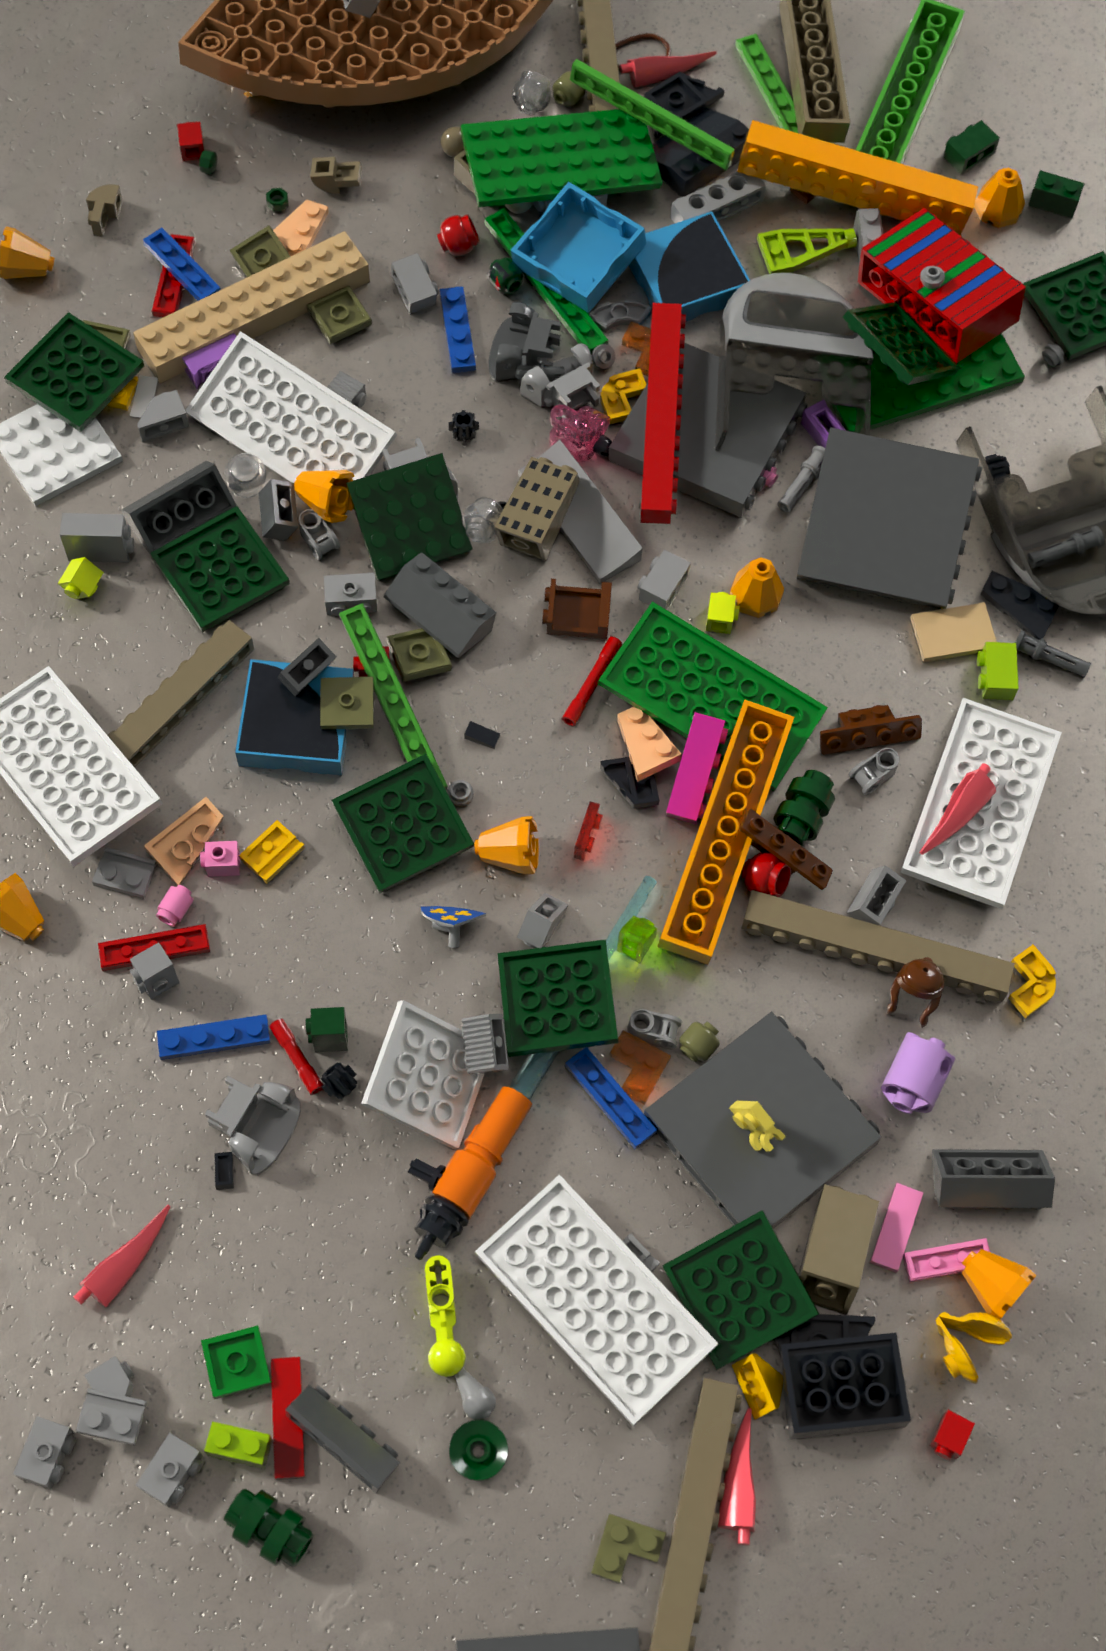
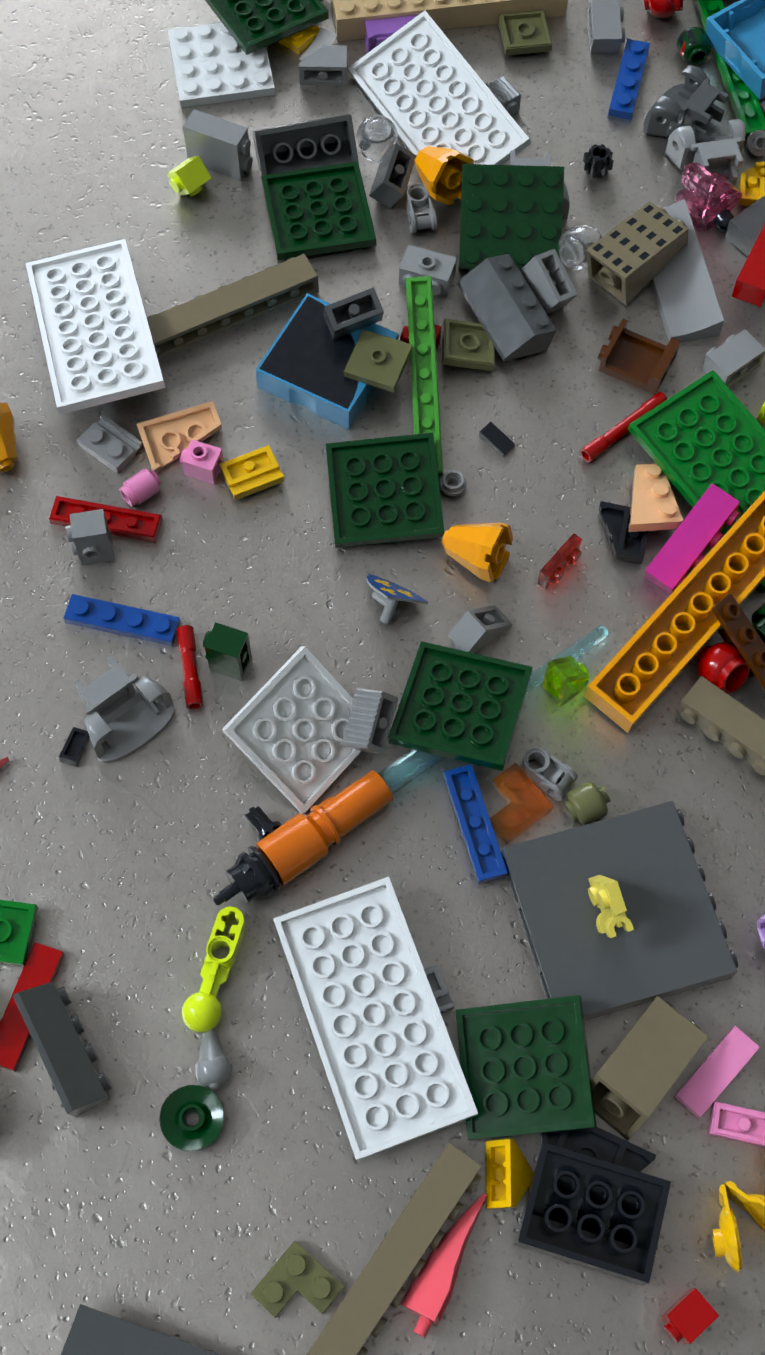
camera: 25 degrees right, 0 degrees up
(339, 1080) = (218, 703): black gear -> none
(469, 566) = (549, 281): none -> light grey brick

